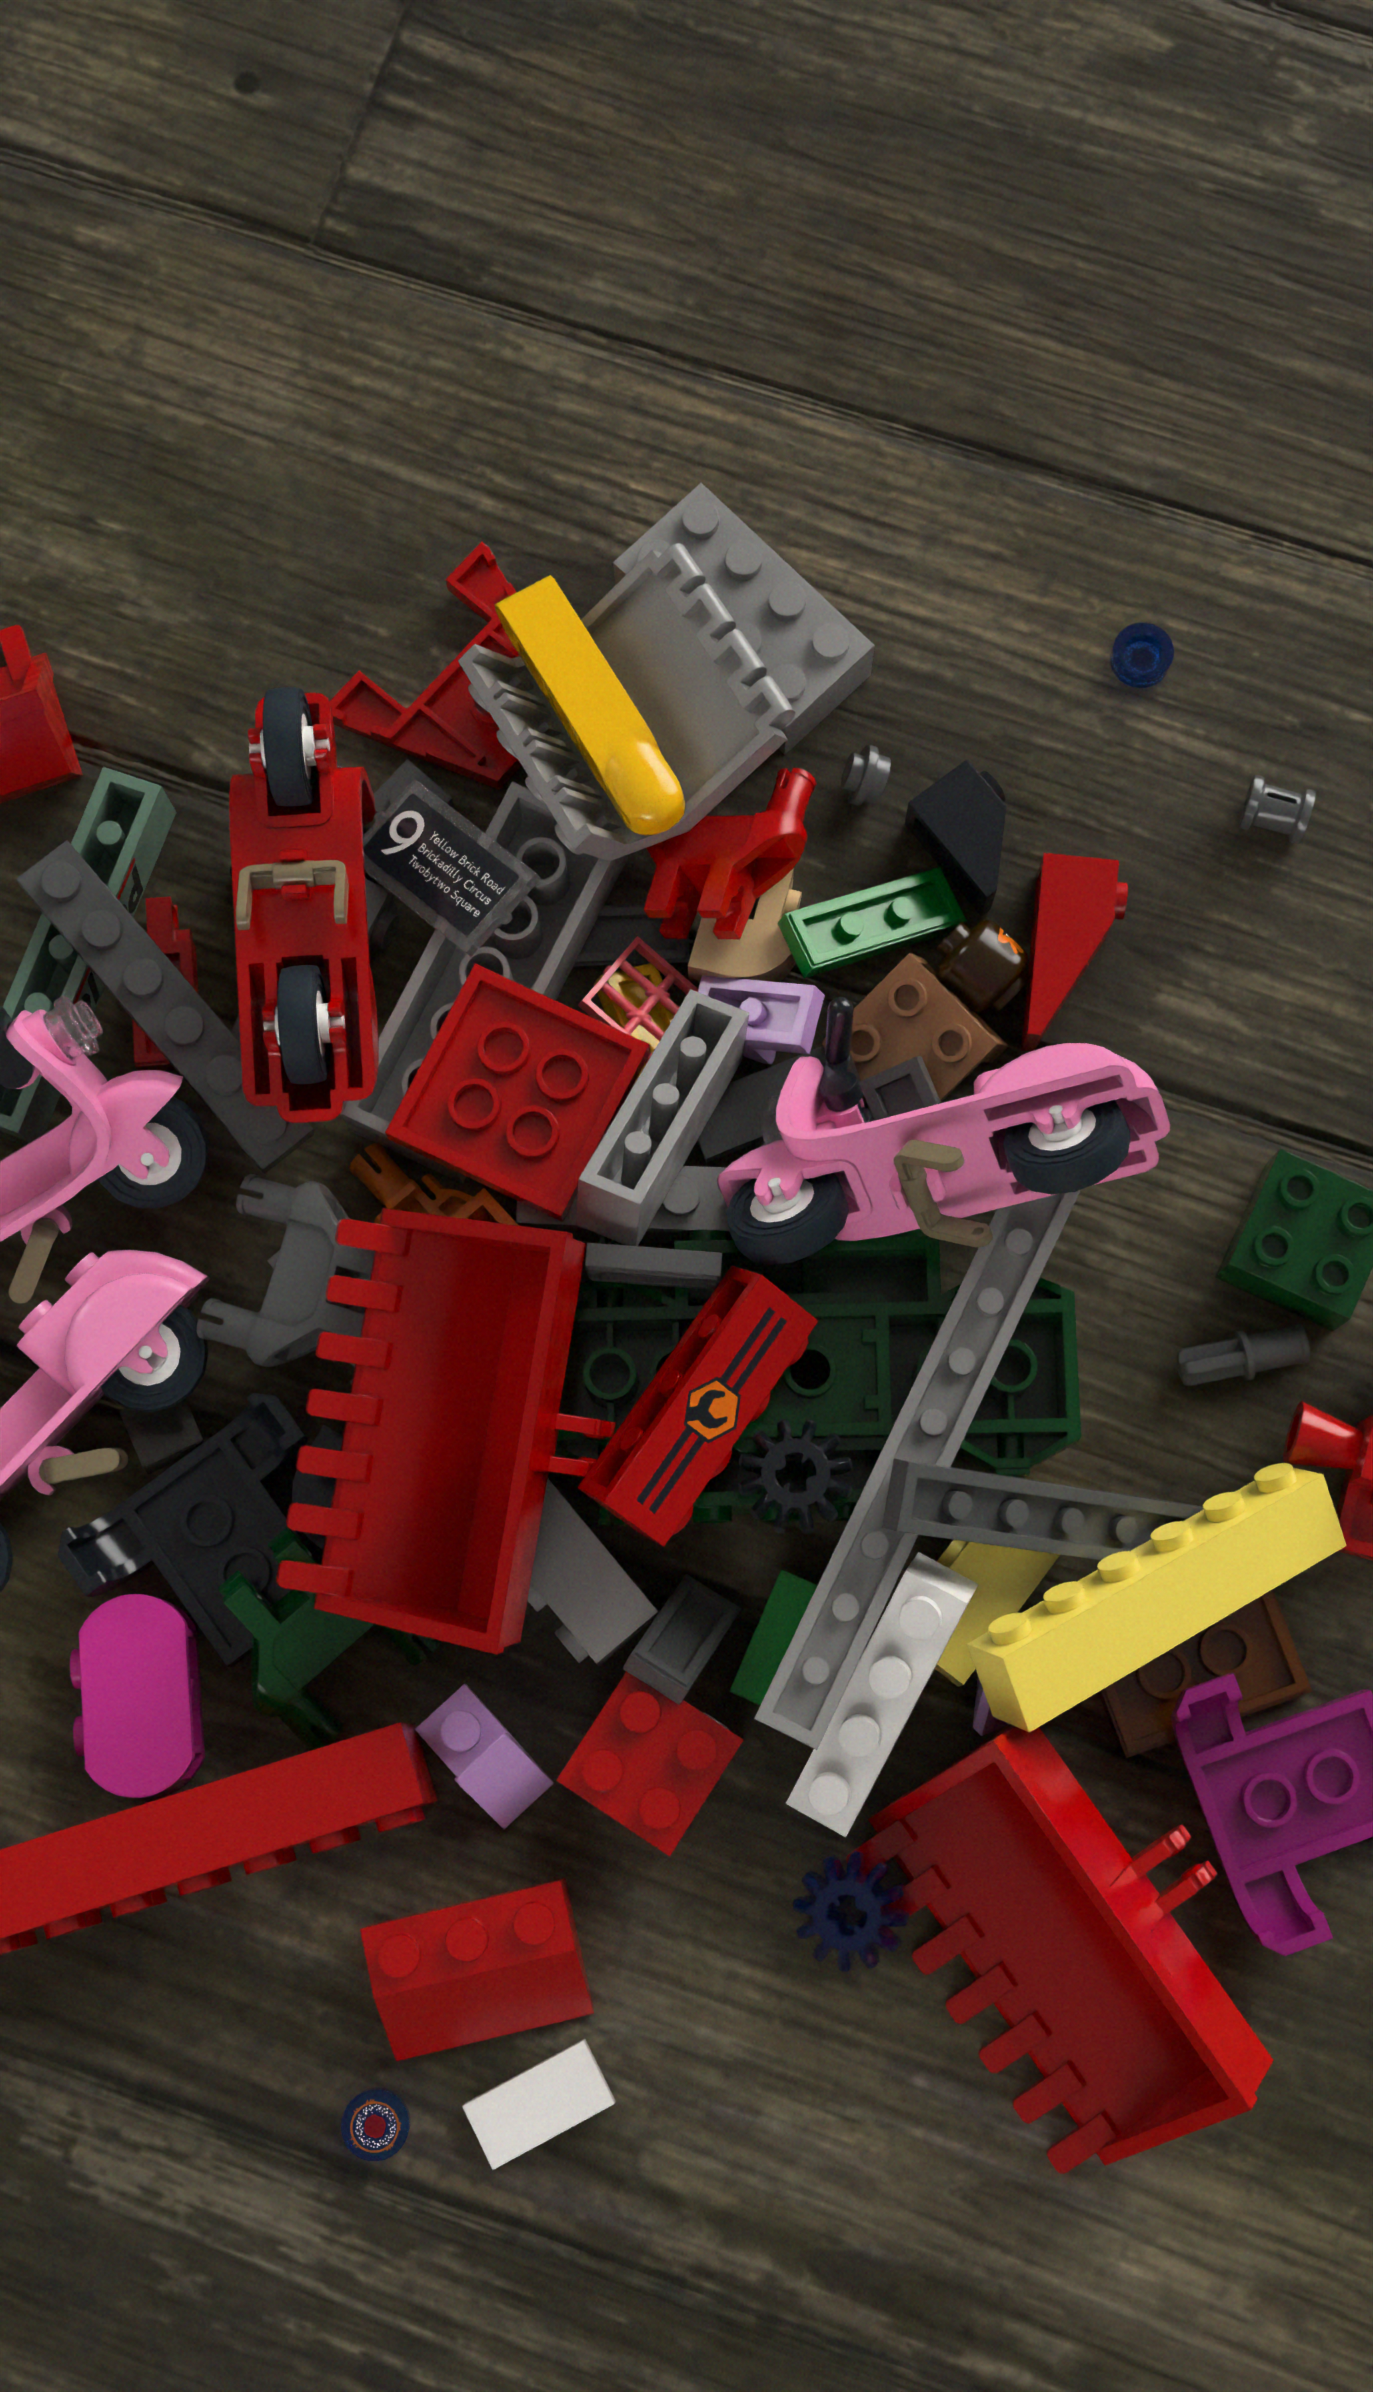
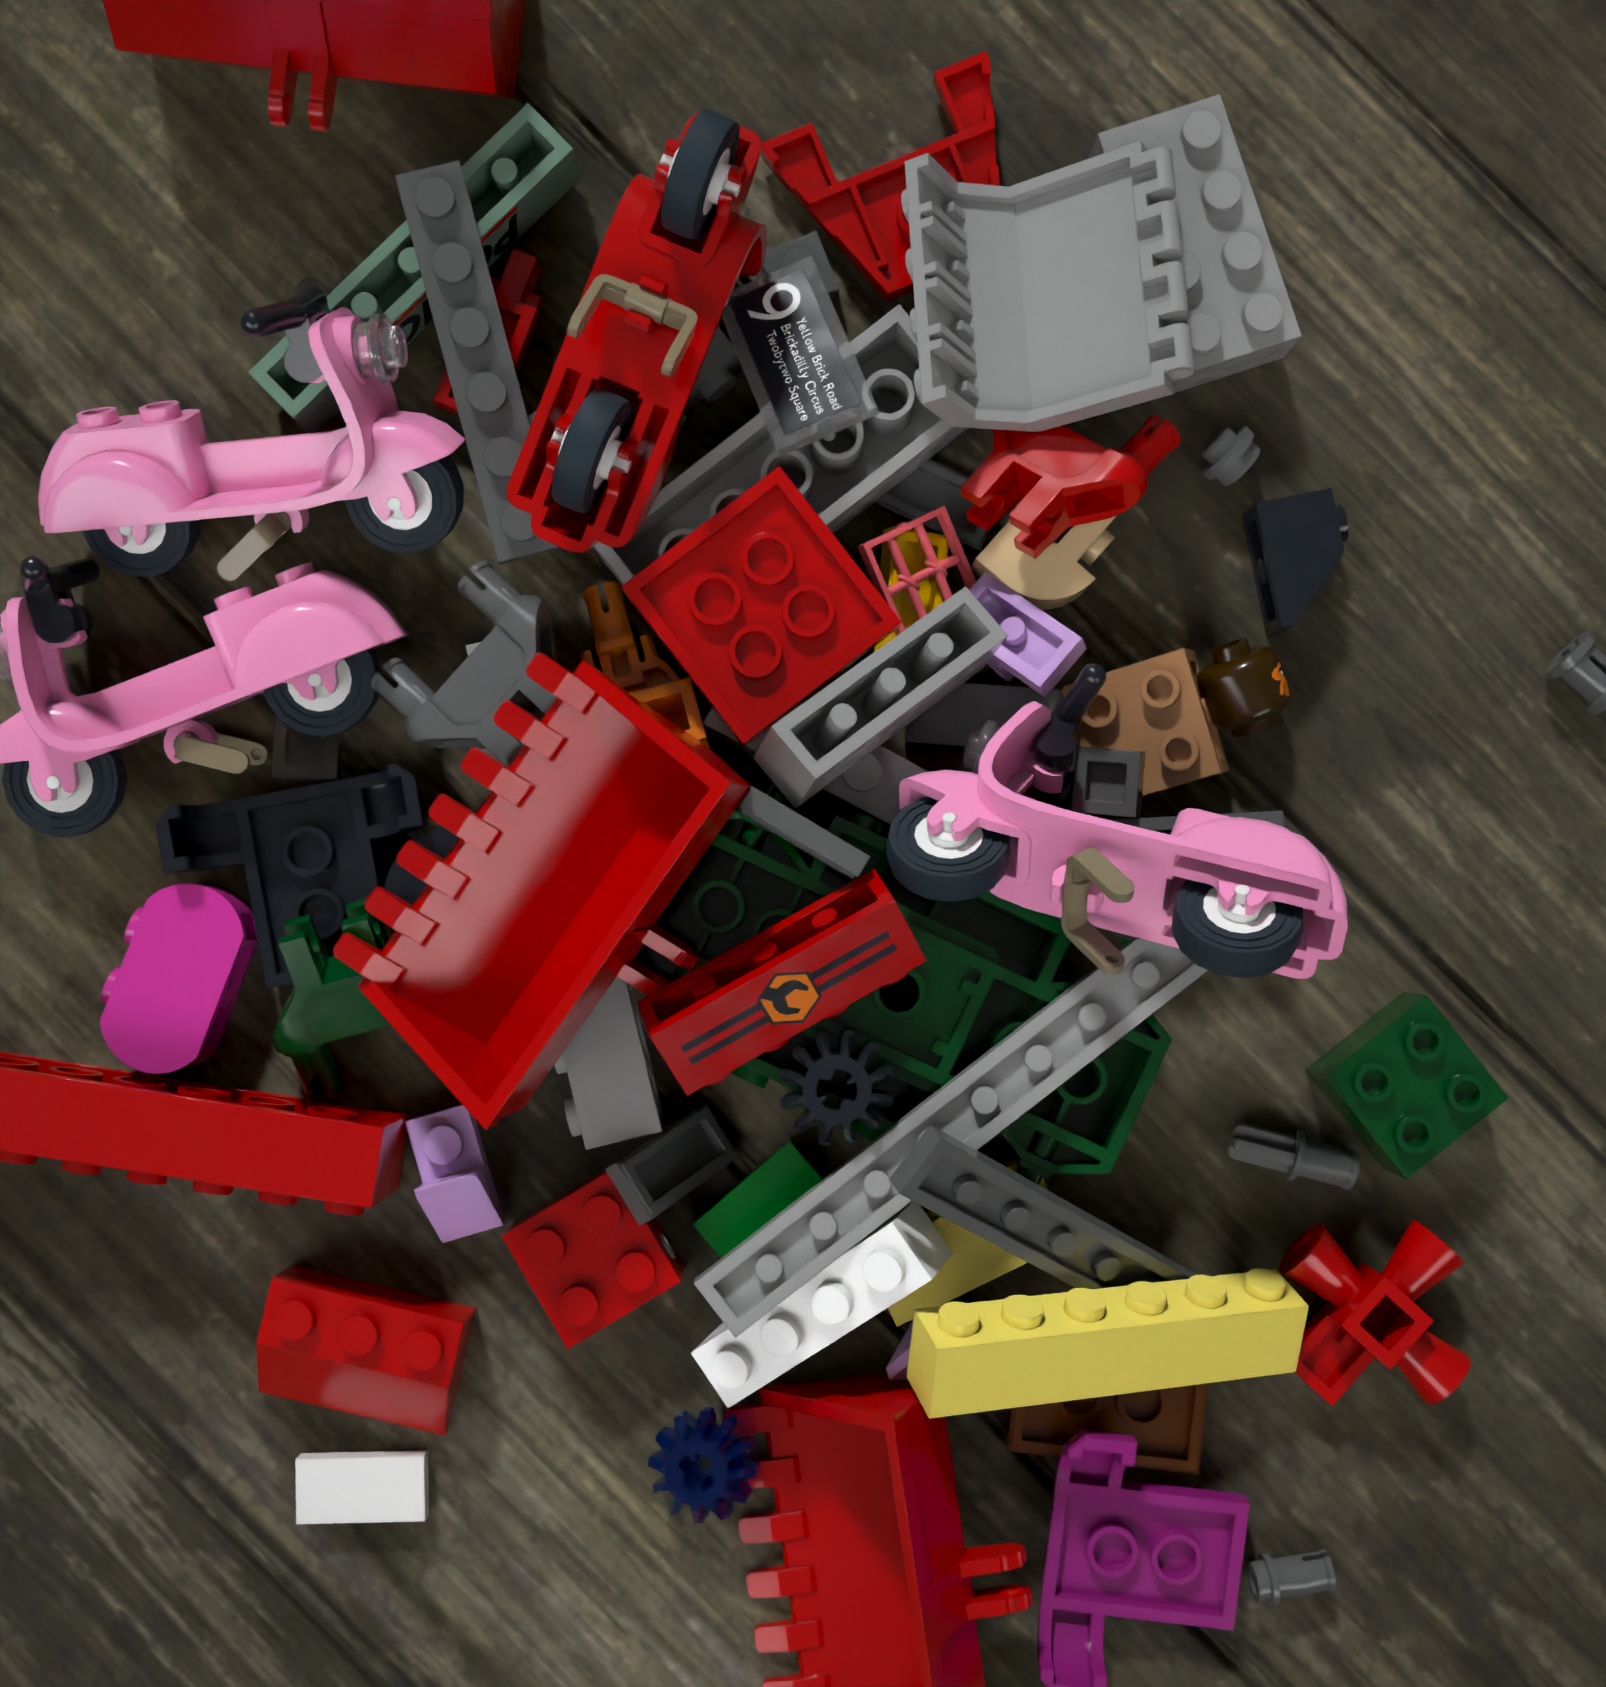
camera: 20 degrees right, 10 degrees up
(375, 2124) = (217, 1435): clear blue tile -> none
(593, 707) = (1008, 269): yellow piece -> none
(871, 922) = (1163, 598): green tile -> none
(1070, 922) = (1347, 683): red slope -> none
(1141, 655) = (1543, 463): clear blue tile -> none

